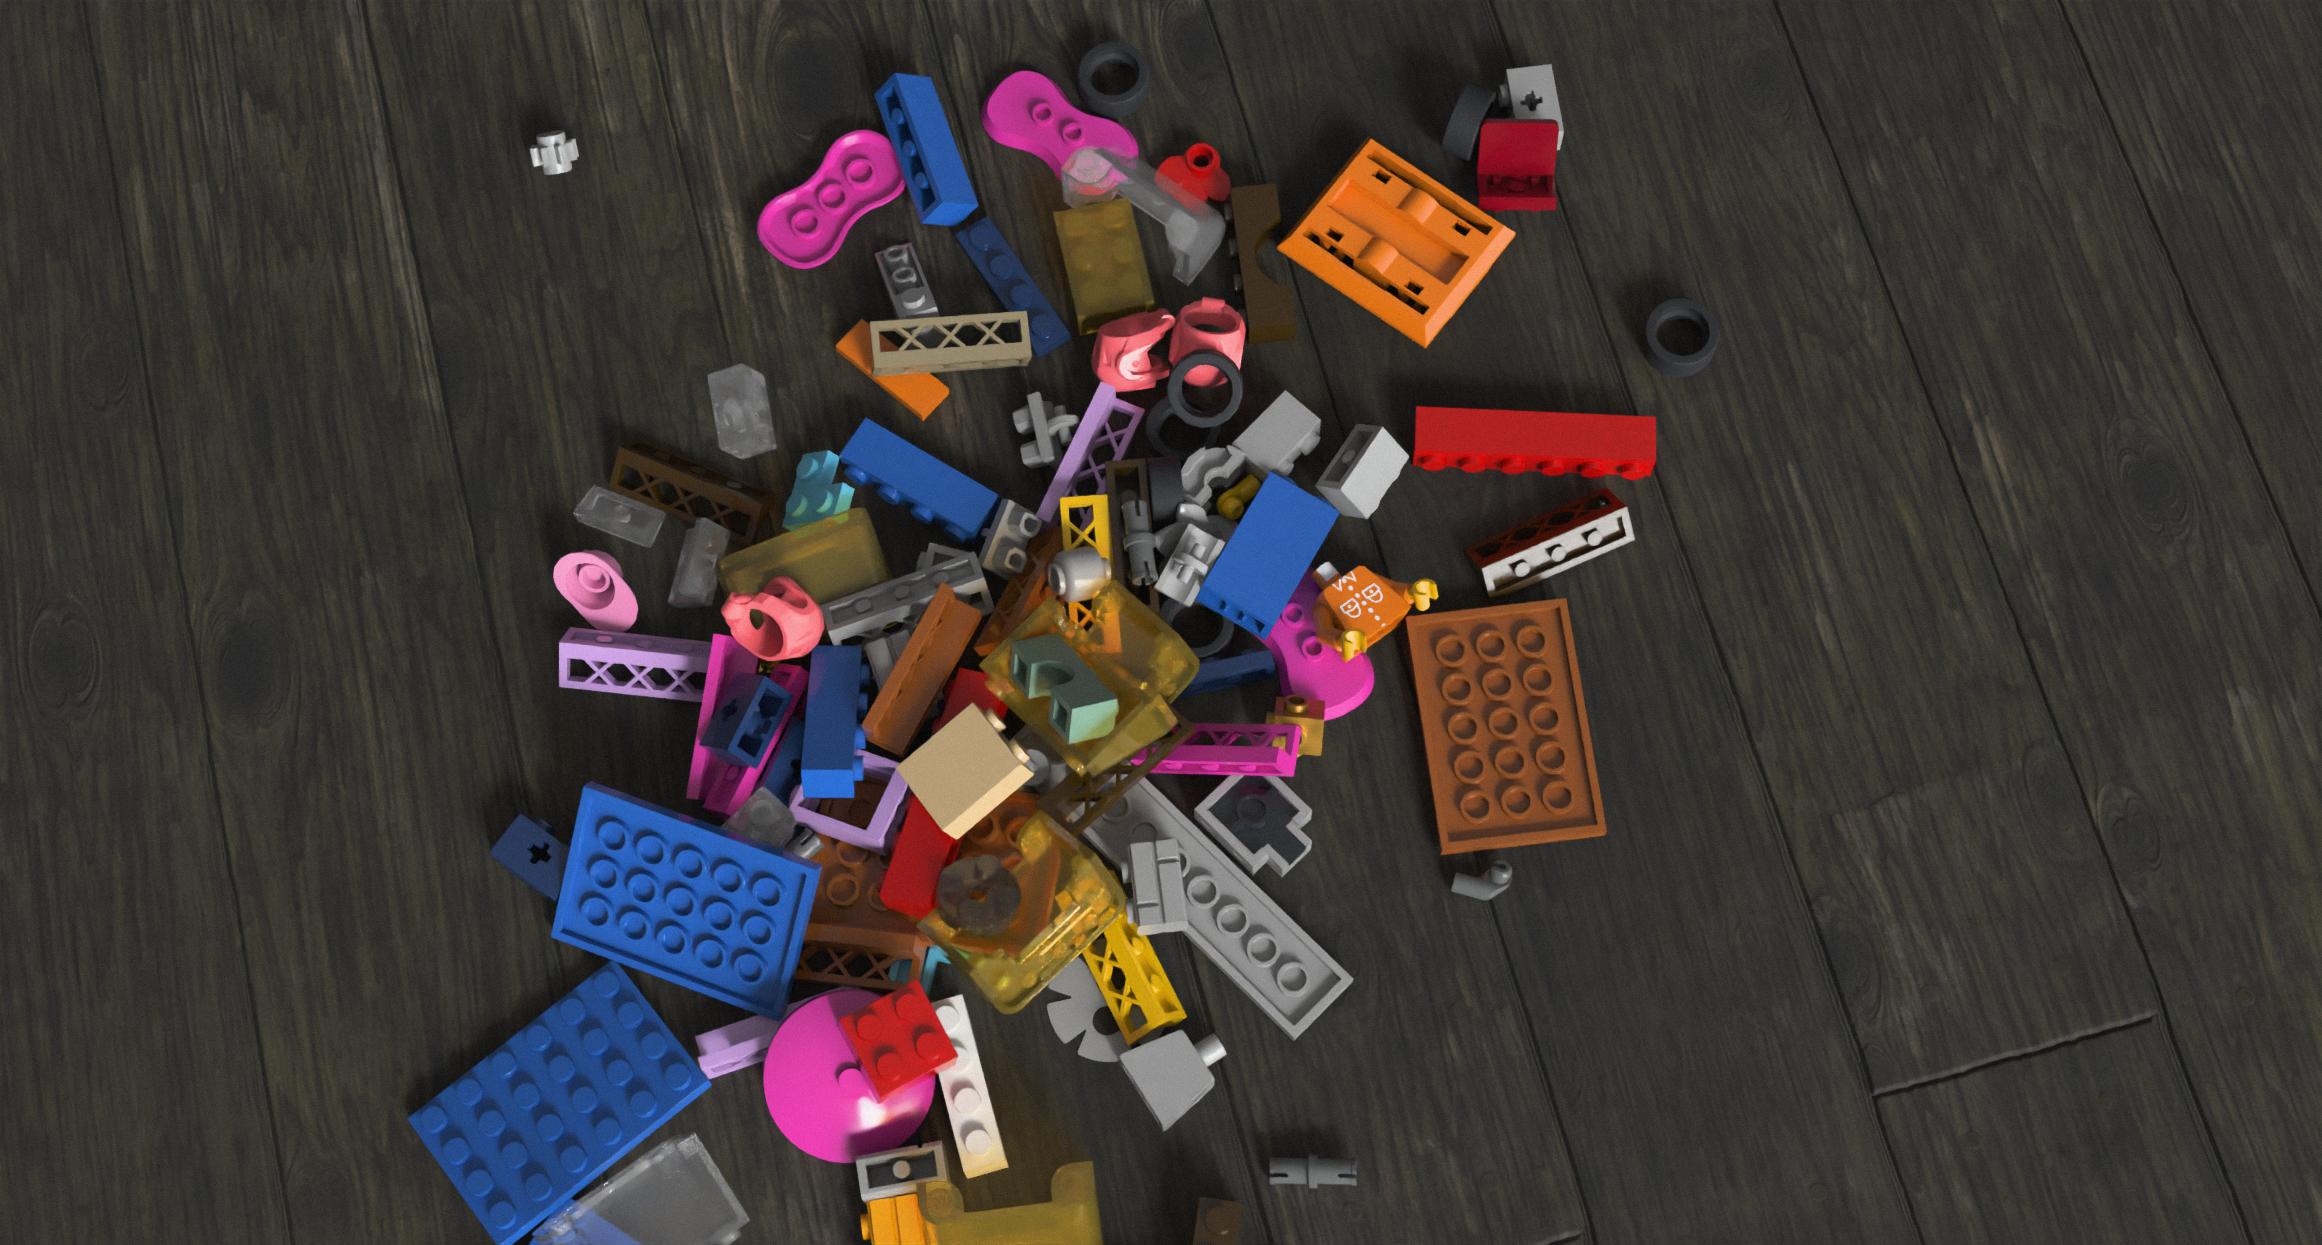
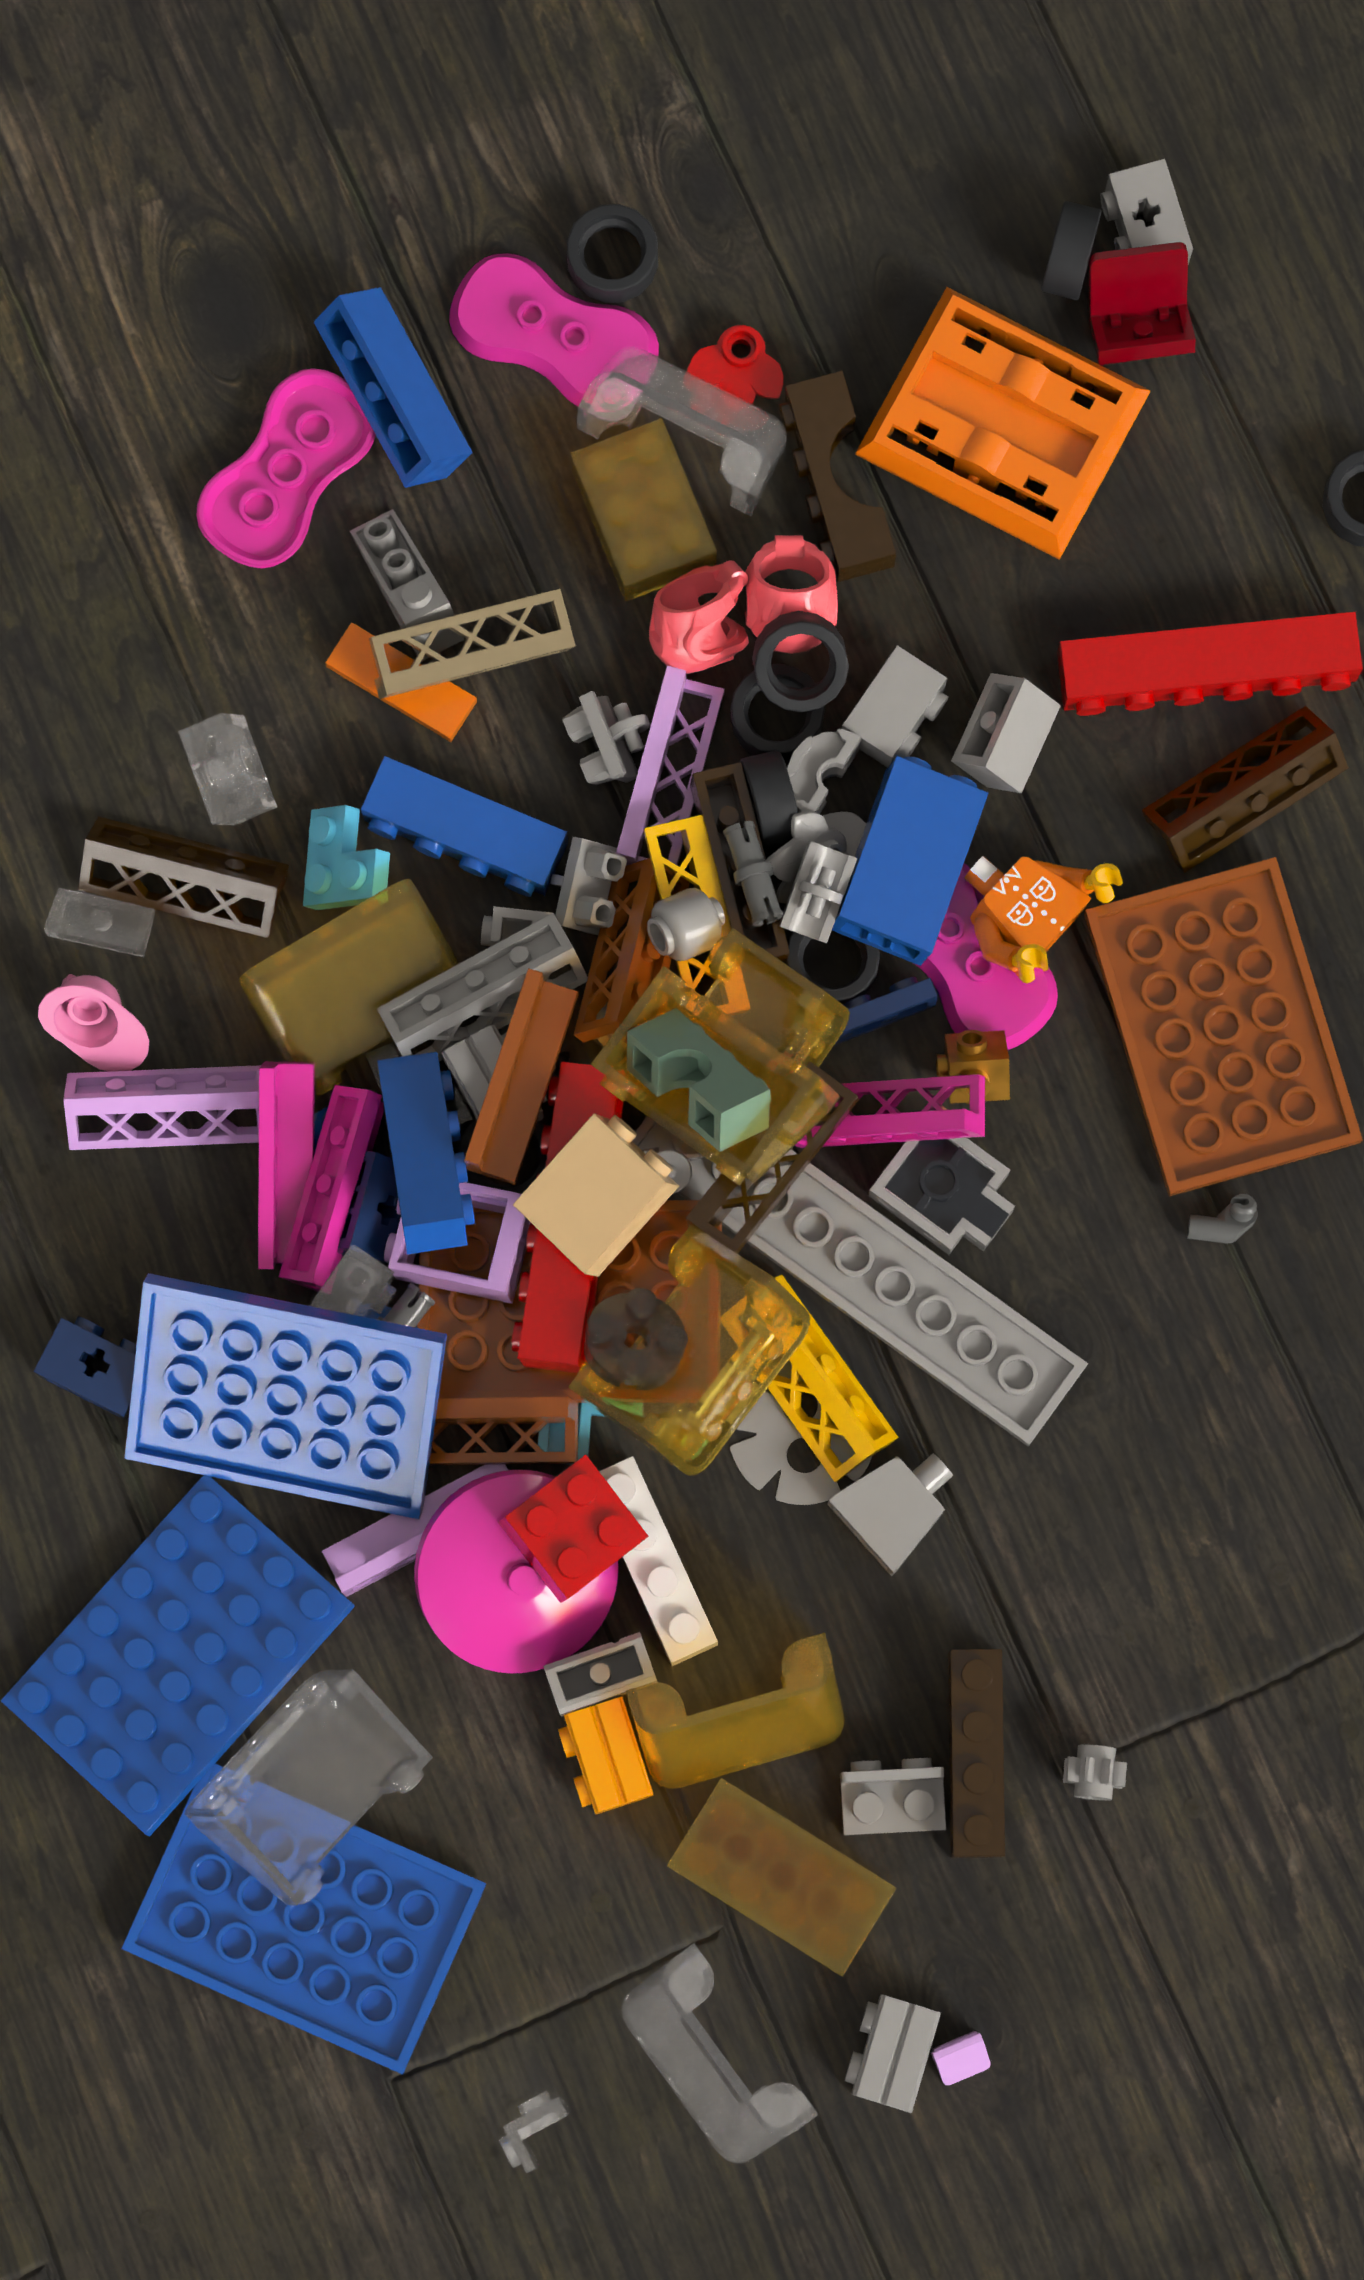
camera: 10 degrees left, 10 degrees up
(695, 574) = (213, 974): clear bracket -> none
(746, 720) = (317, 1167): dark blue brick -> none
(790, 617) = (347, 1041): coral helmet -> none
(1012, 284) = (530, 547): dark blue plate -> none
(1157, 887) = (840, 1292): light grey brick -> none
(1232, 501) = (850, 795): yellow arm -> none
(1313, 1171) = (1075, 1596): dark grey pin -> none

